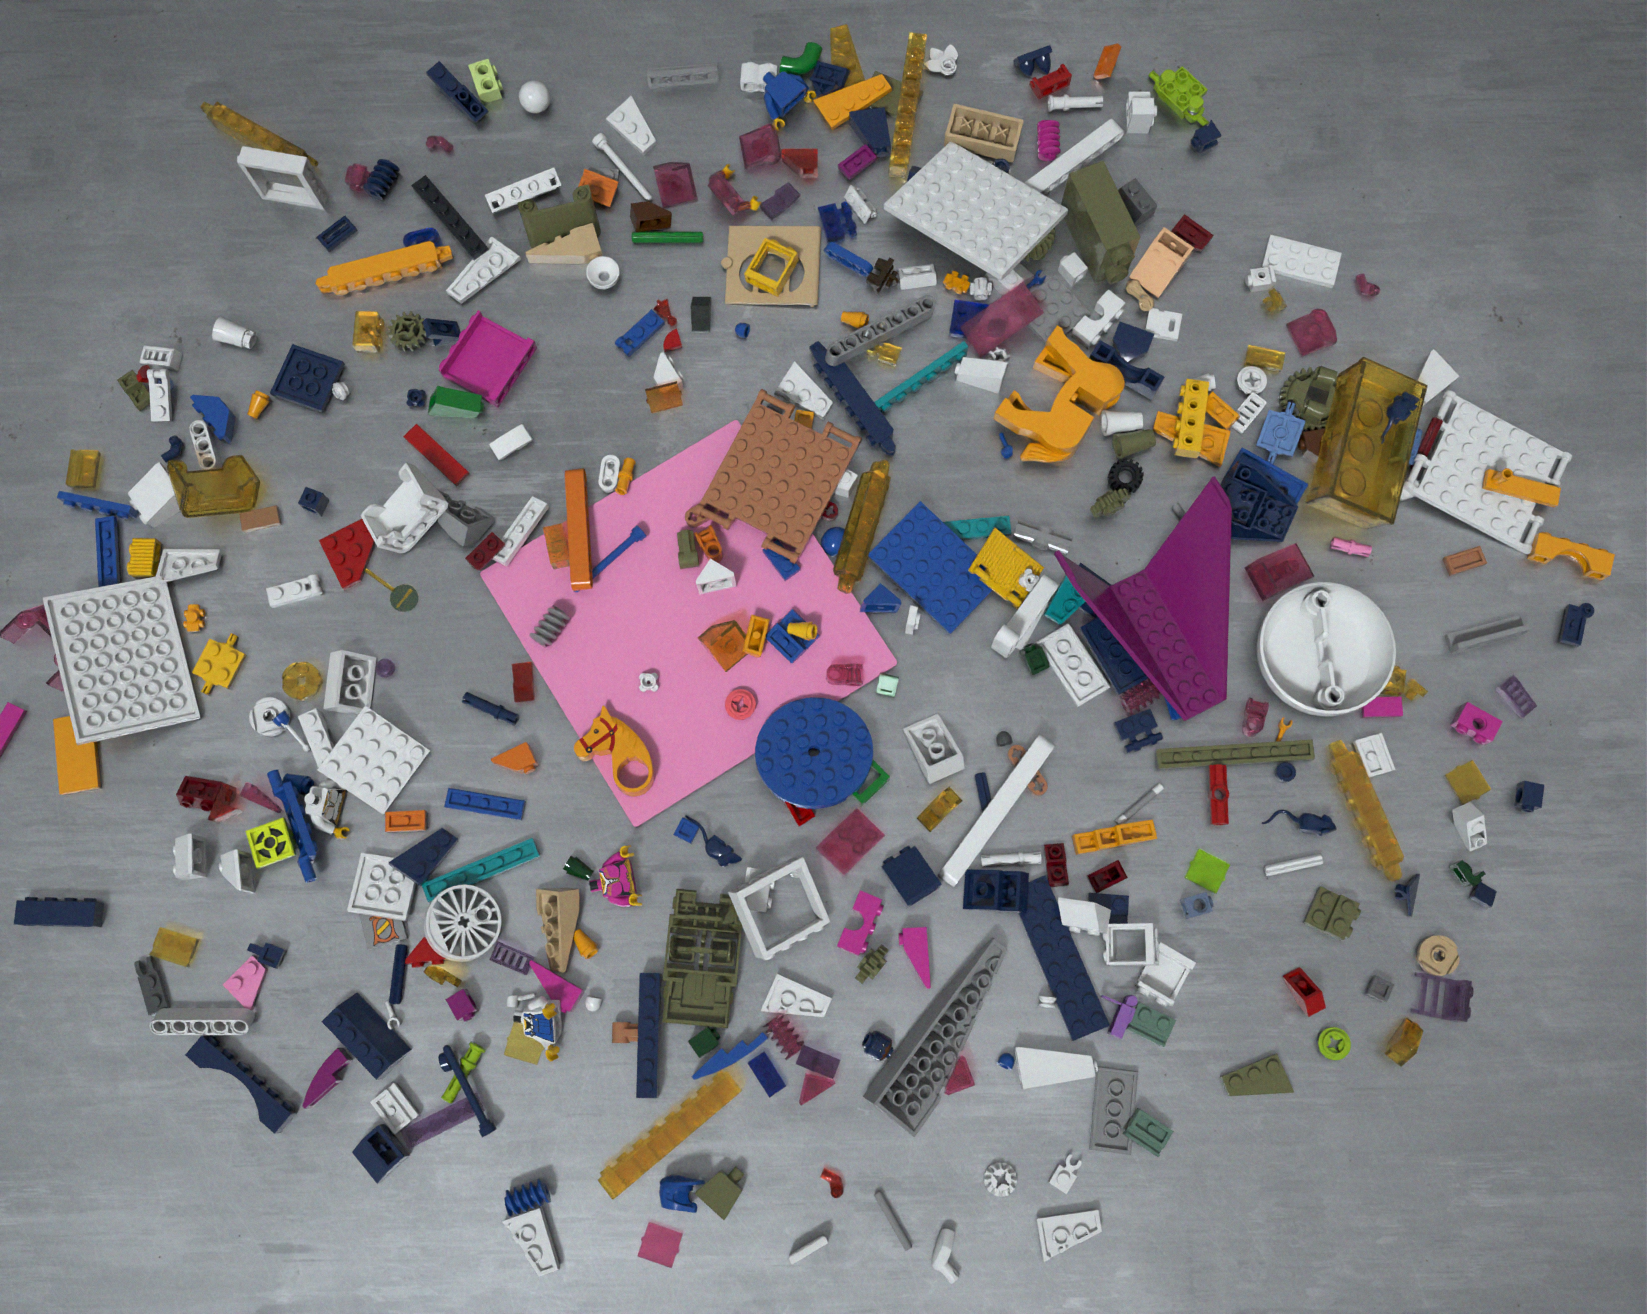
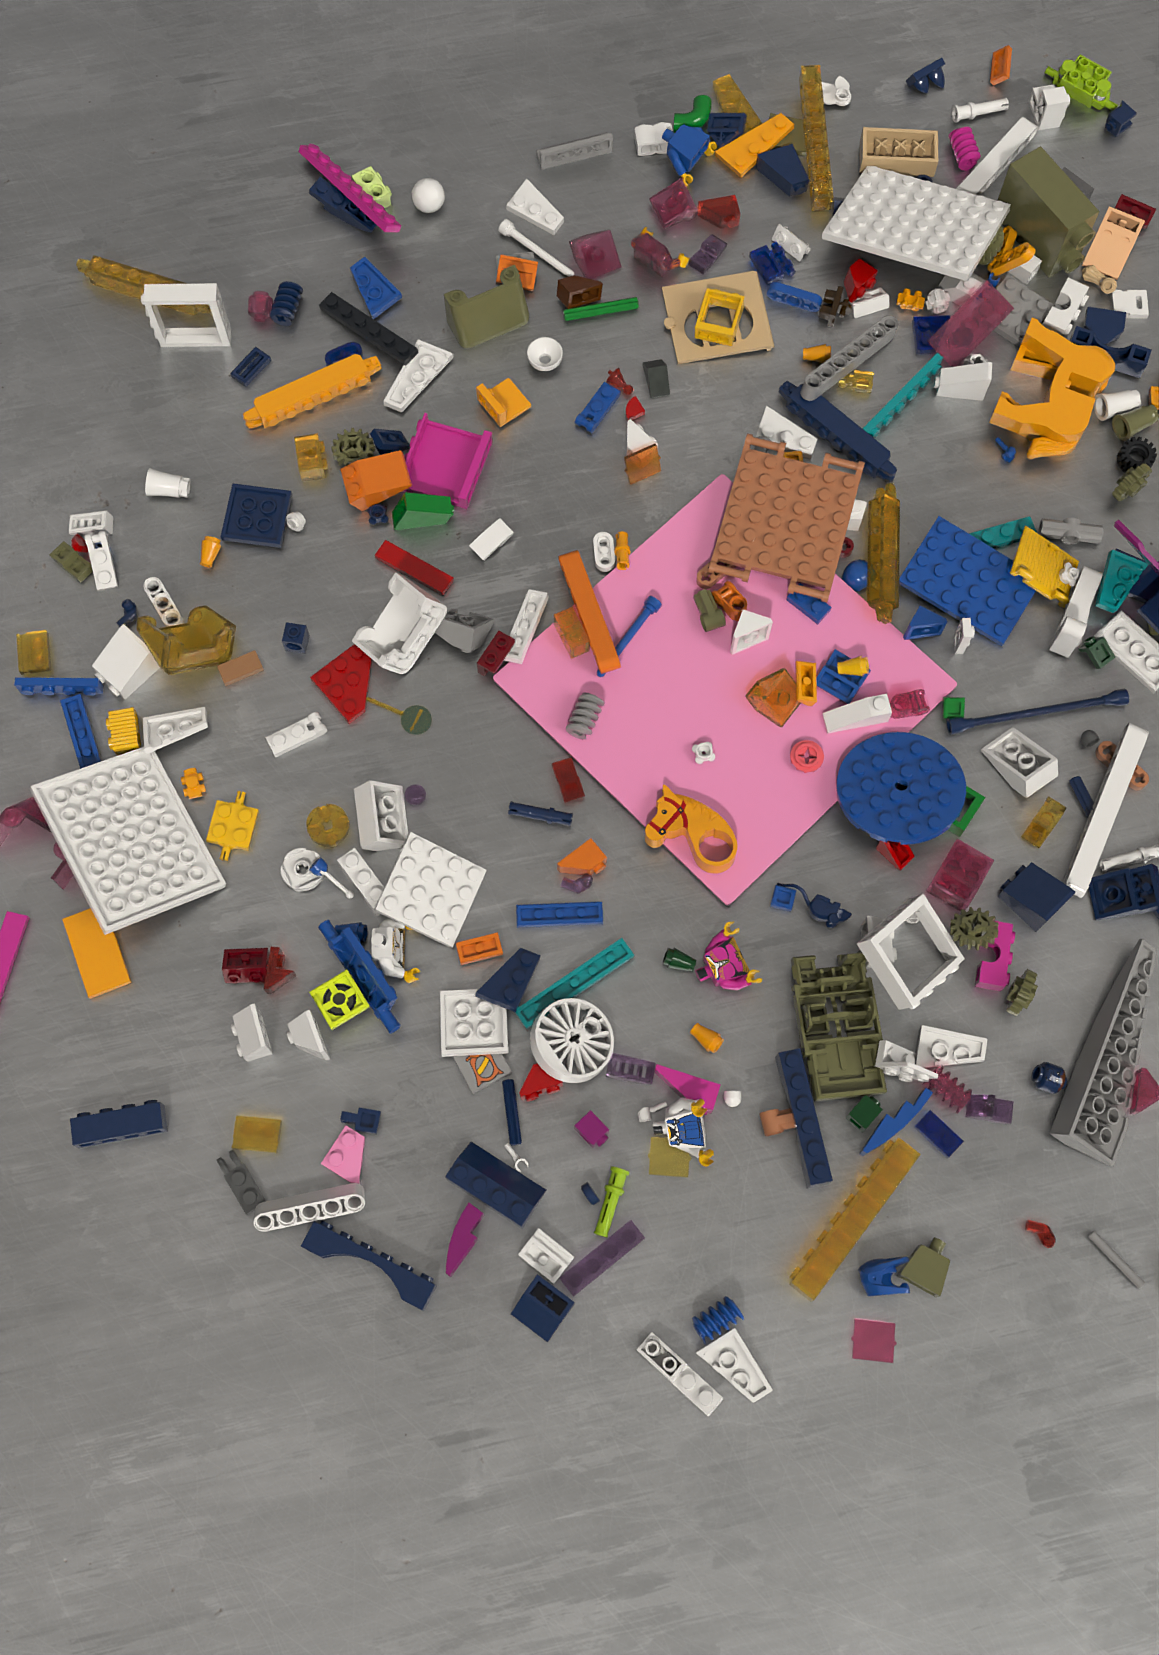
camera: 15 degrees left, 5 degrees down
(216, 415) = (166, 568): blue slope -> none
(255, 795) = (306, 954): clear pink slope -> none
(418, 365) = (375, 479): none -> orange slope
(439, 140) = (330, 257): clear pink arm -> none
(441, 975) = (561, 1100): clear yellow slope -> none
(463, 78) = (349, 188): none -> dark pink plate
(465, 178) = (374, 287): none -> blue wing
(482, 1237) = (680, 1374): none -> white slope
(485, 1126) = (652, 1251): dark blue piece -> none
(507, 781) = (578, 885): none -> clear purple arm
(523, 190) = (451, 279): white window -> none
(555, 311) = (502, 401): none -> light orange bracket
(559, 916) = (673, 1018): tan wedge -> none
(576, 248) = (507, 336): tan wedge -> none
(742, 330) = (703, 384): blue hinge -> none
(745, 1004) = (901, 1062): none -> white bracket
(796, 674) = (858, 714): none -> white slope
(808, 1248) = (1036, 1308): white tile -> none
(813, 1086) = (993, 1134): clear pink slope -> none
(843, 897) = (974, 928): none -> olive gear
(857, 162) = (776, 202): magenta plate -> none
(912, 253) = (859, 279): none -> red slope
(916, 949) = (1062, 972): dark pink slope -> none
(1040, 705) = (1116, 698): none -> dark blue hose
(1051, 82) = (950, 94): red hinge -> none
(1057, 258) = (1008, 257): none -> light orange beam

